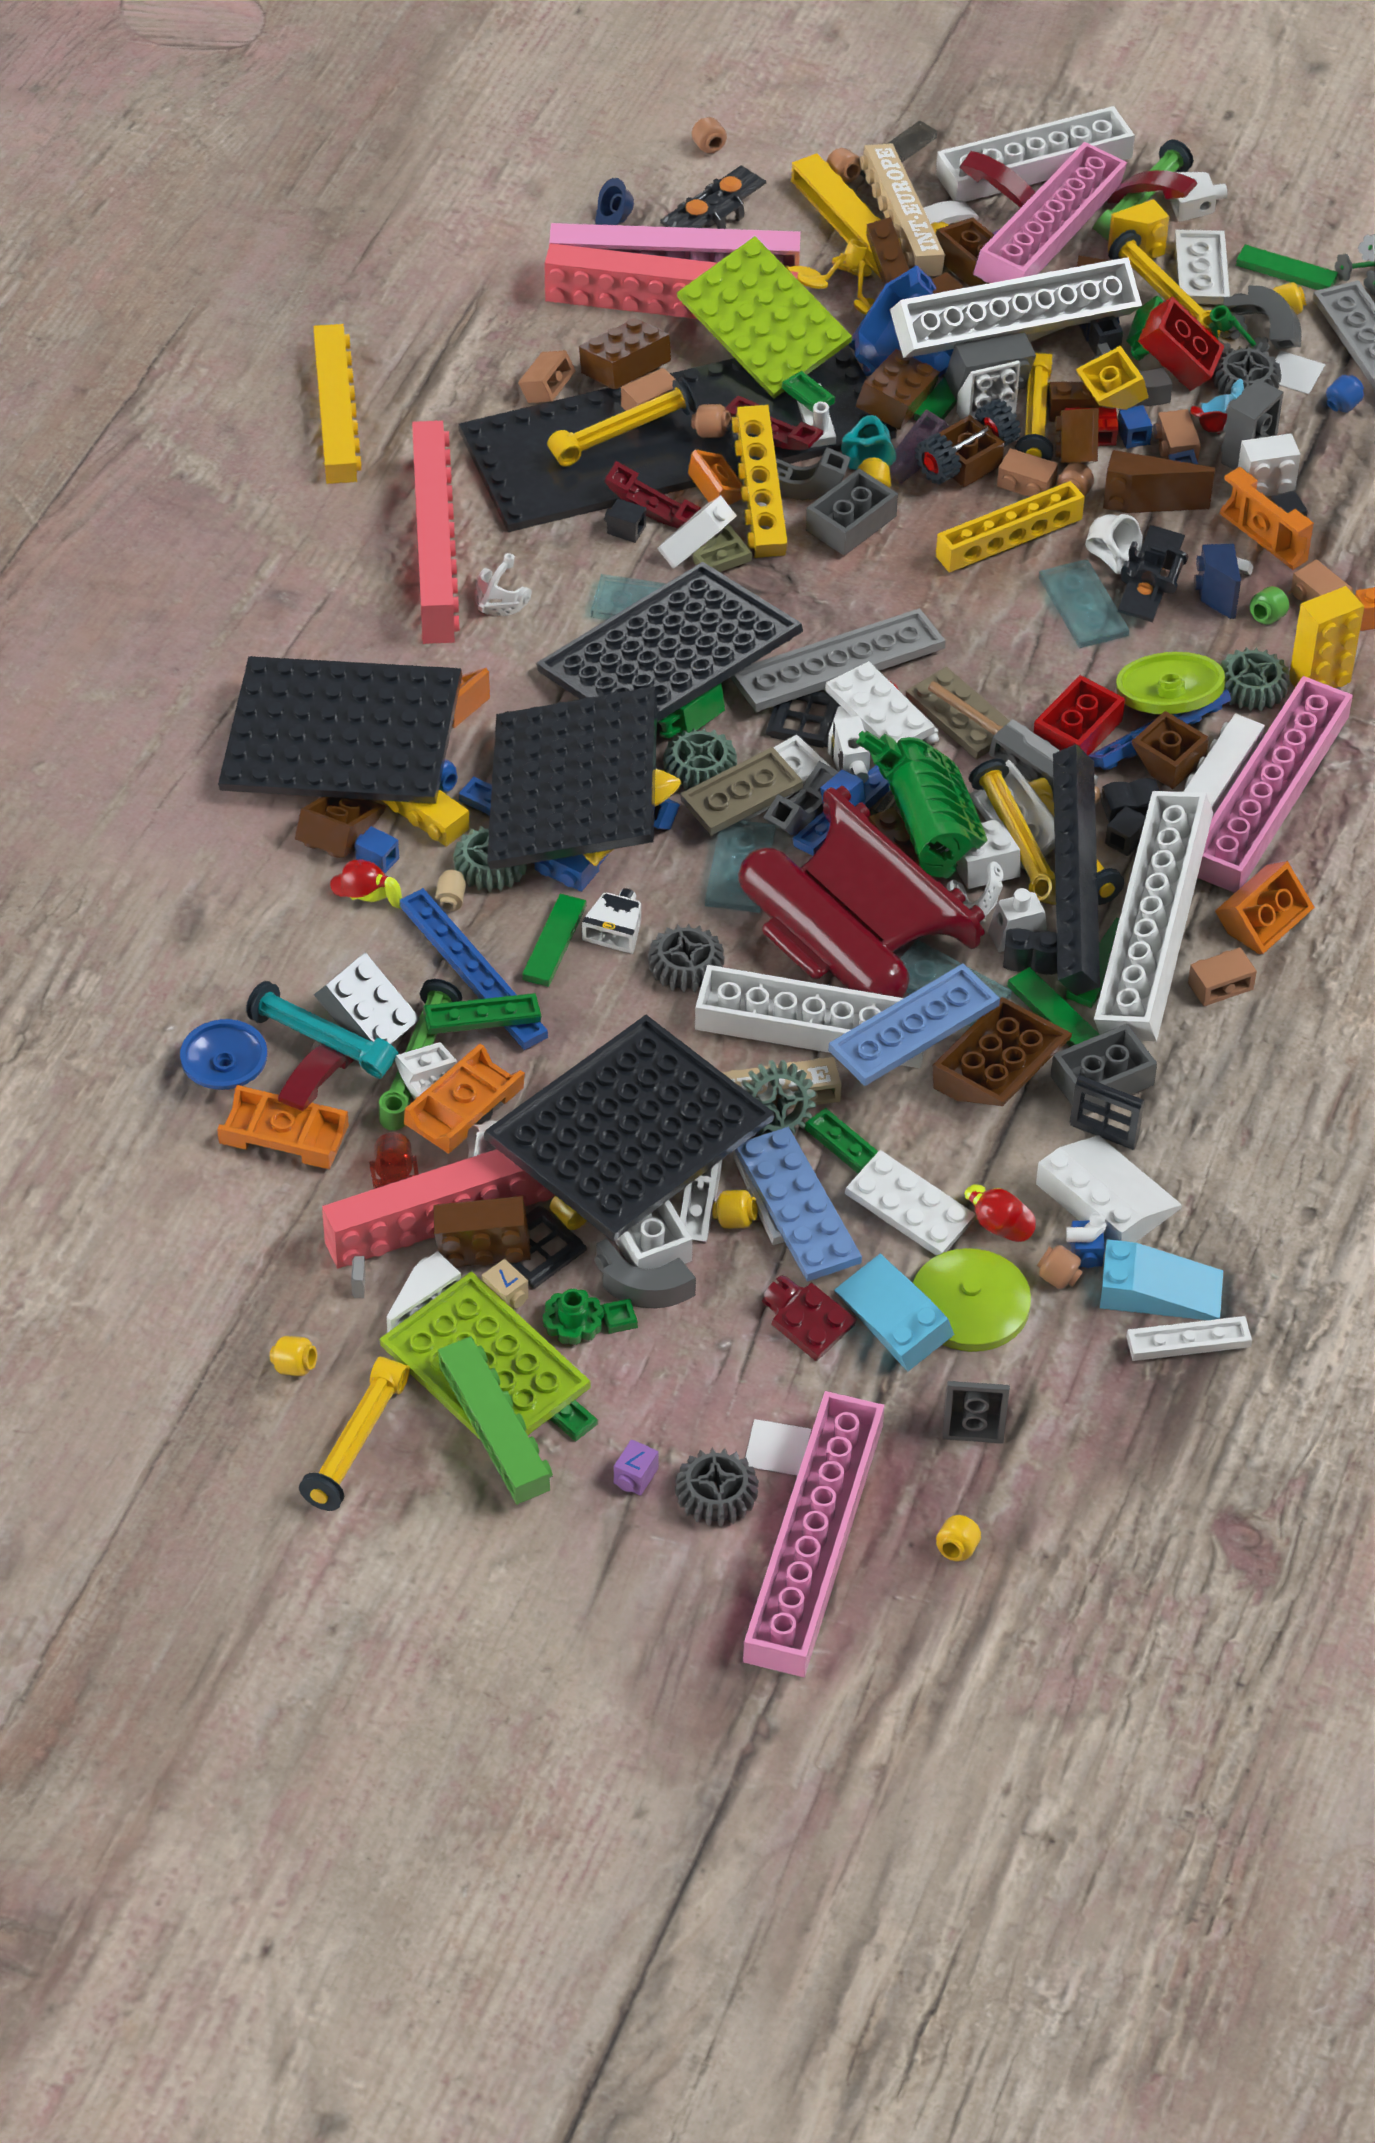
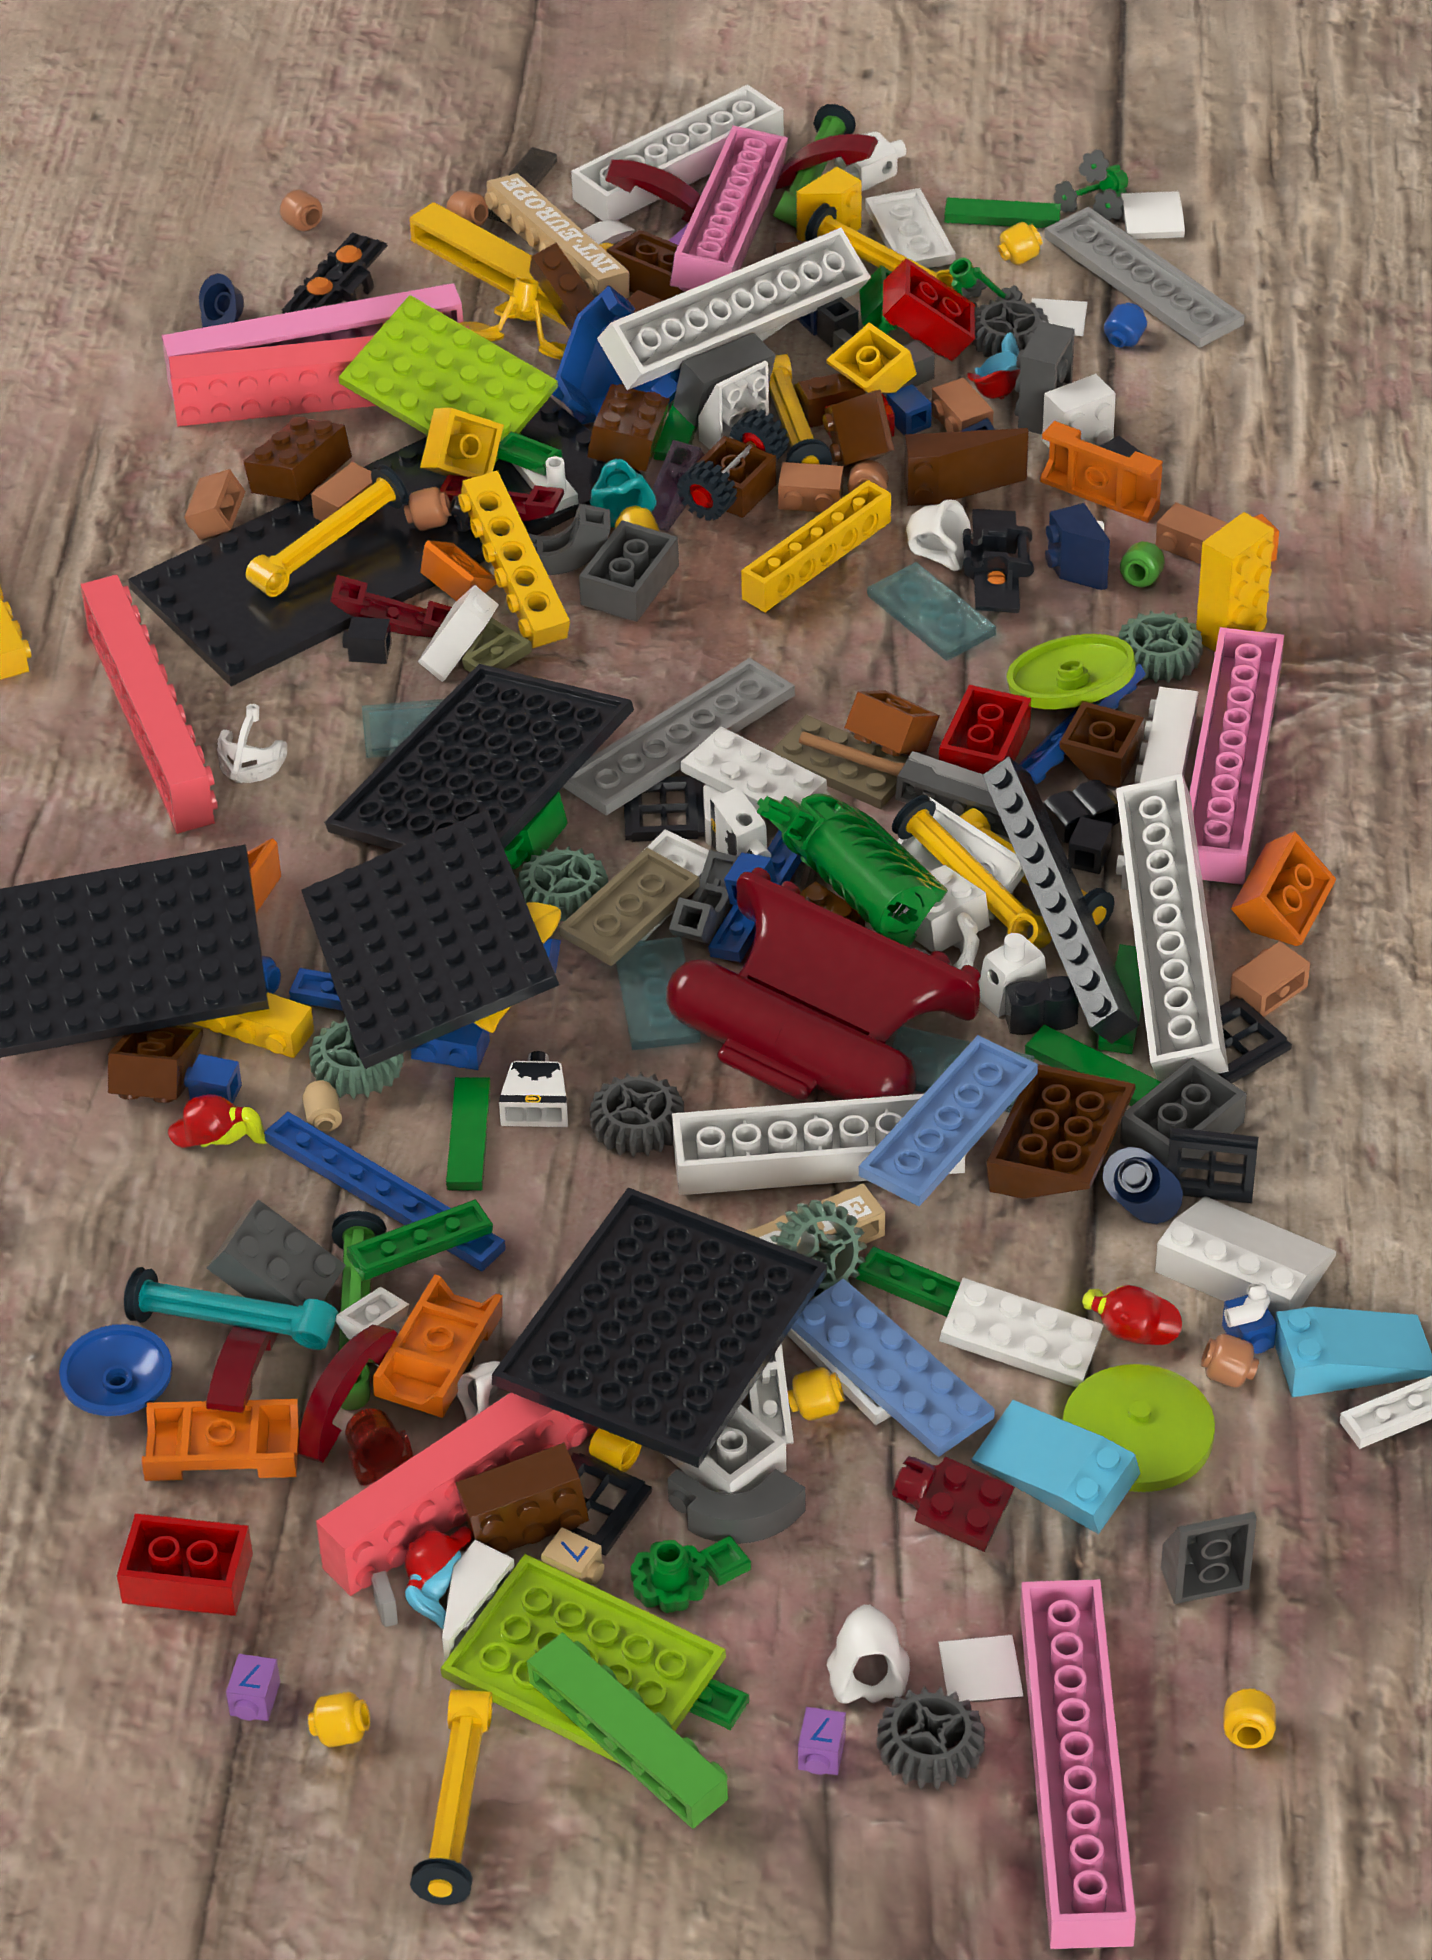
camera: 15 degrees left, 5 degrees down
(222, 1212) = (185, 1564): none -> red brick
(240, 1316) = (253, 1687): none -> medium lavender brick
(376, 1107) = (317, 1430): none -> dark red slope
(397, 1264) = (430, 1570): none -> hair
(697, 1398) = (863, 1634): none -> white piece
(755, 374) = (461, 443): none -> yellow slope
(1007, 690) = (891, 722): none -> dark orange brick
(1049, 1114) = (1142, 1185): none -> dark blue piece
(1189, 1035) = (1261, 1055): none -> black piece
(1284, 323) = (1014, 251): dark grey arch -> none

